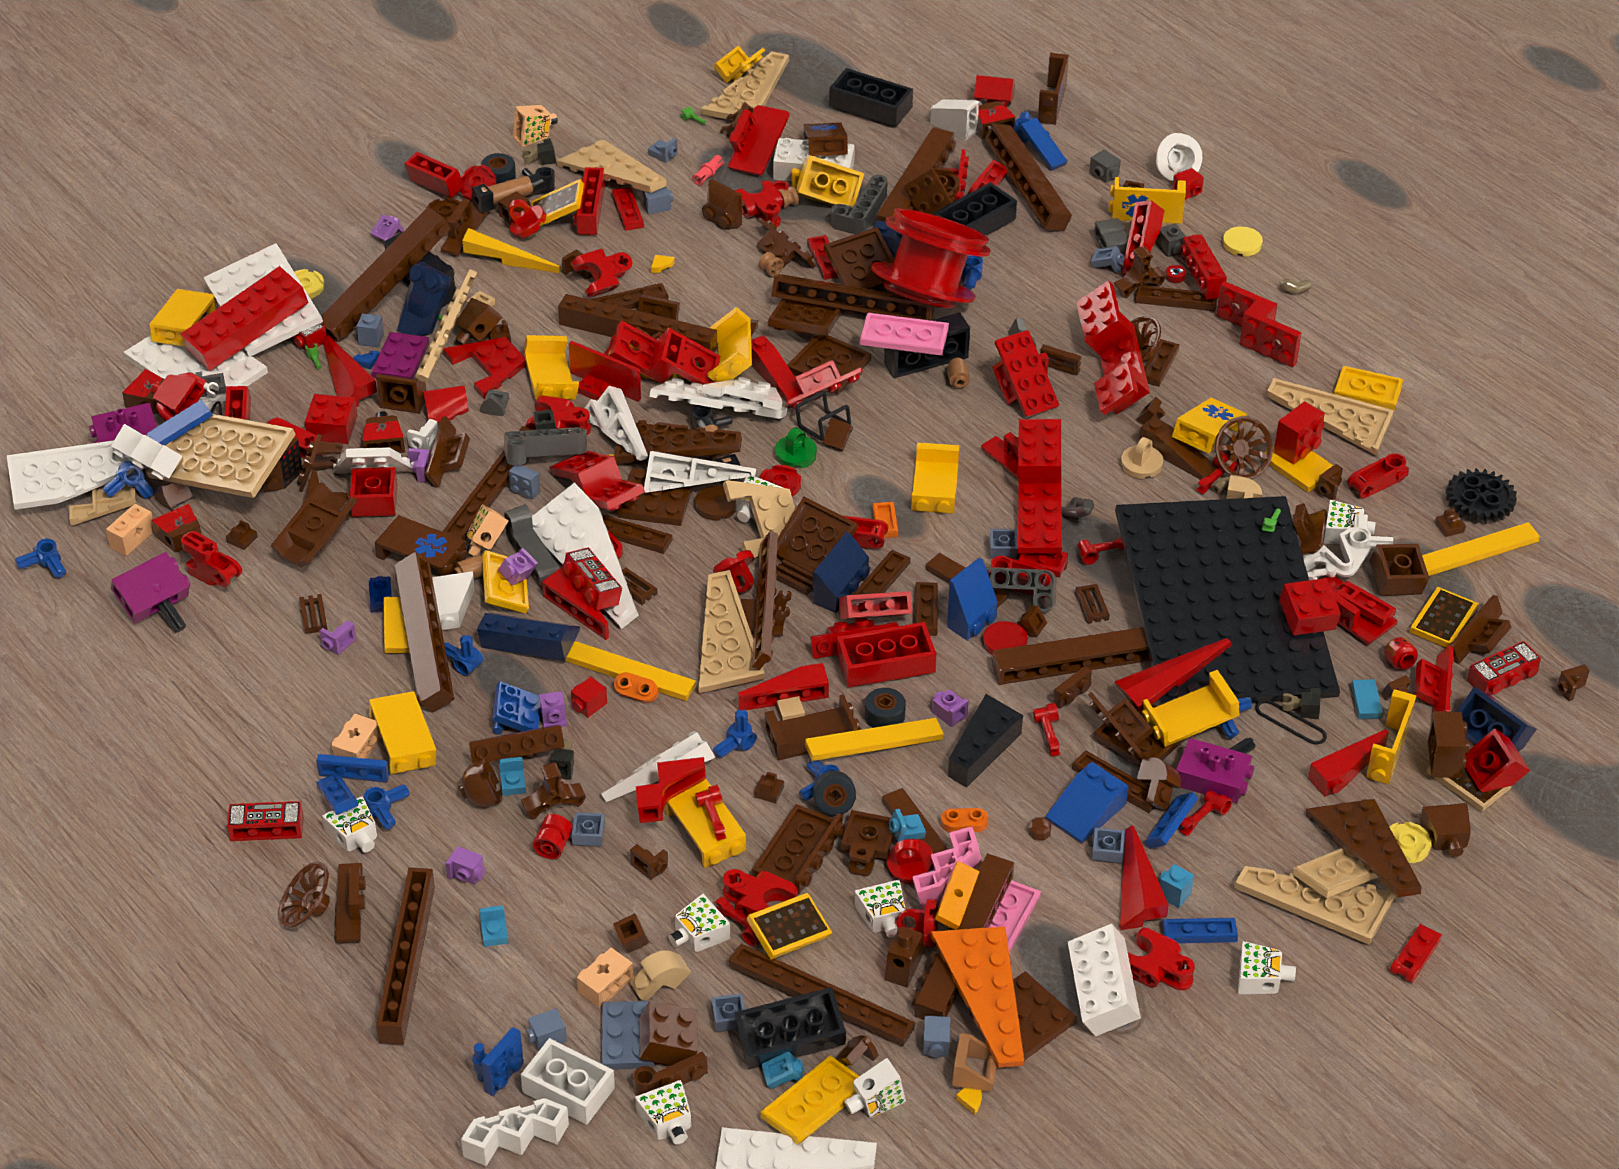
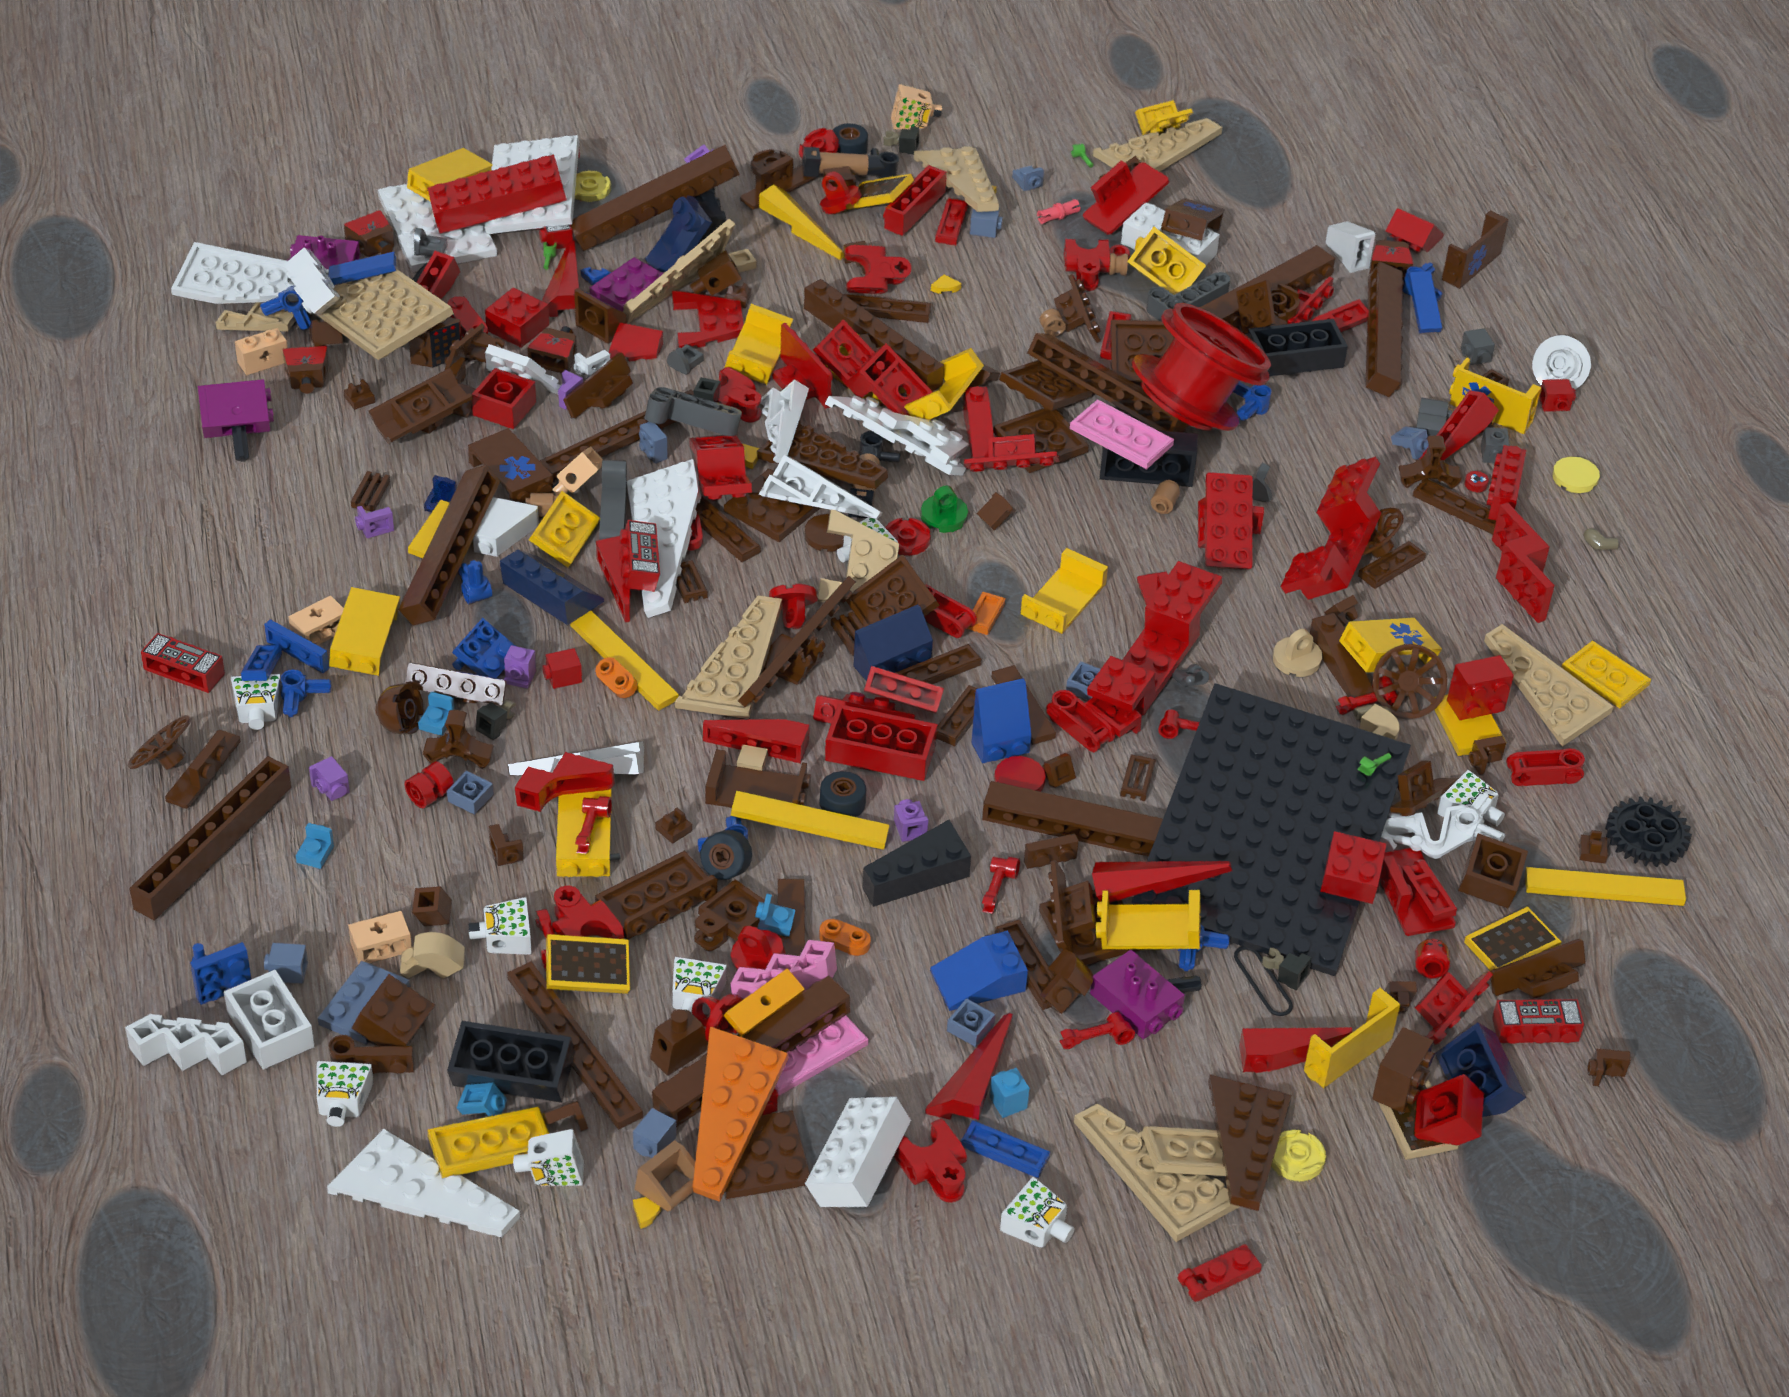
camera: 25 degrees right, 0 degrees up
(45, 555) = (172, 346): blue axle -> none
(179, 393) = (391, 238): red torso -> none
(207, 562) = (304, 406): red piece -> none
(370, 330) = (614, 248): sand blue brick -> none
(434, 174) = (780, 124): red brick -> none
(517, 567) = (581, 518): medium lavender brick -> none
(659, 306) = (908, 326): reddish brown tile -> none
(723, 206) = (1041, 250): reddish brown slope -> none
(723, 1011) = (472, 1013): sand blue piece -> none
(737, 736) = (678, 764): blue axle -> none
(829, 414) = (976, 501): black piece -> none
(871, 97) = (1275, 195): black brick -> none
(1033, 583) = (1080, 730): dark grey beam -> none
(1039, 828) = (914, 977): reddish brown tile -> none
(1062, 359) = (1283, 522): reddish brown tile -> none
(1171, 820) = (1054, 1025): blue tile -> none
(1367, 699) = (1360, 990): dark azure tile -> none
(1447, 827) = (1350, 1158): reddish brown torso -> none

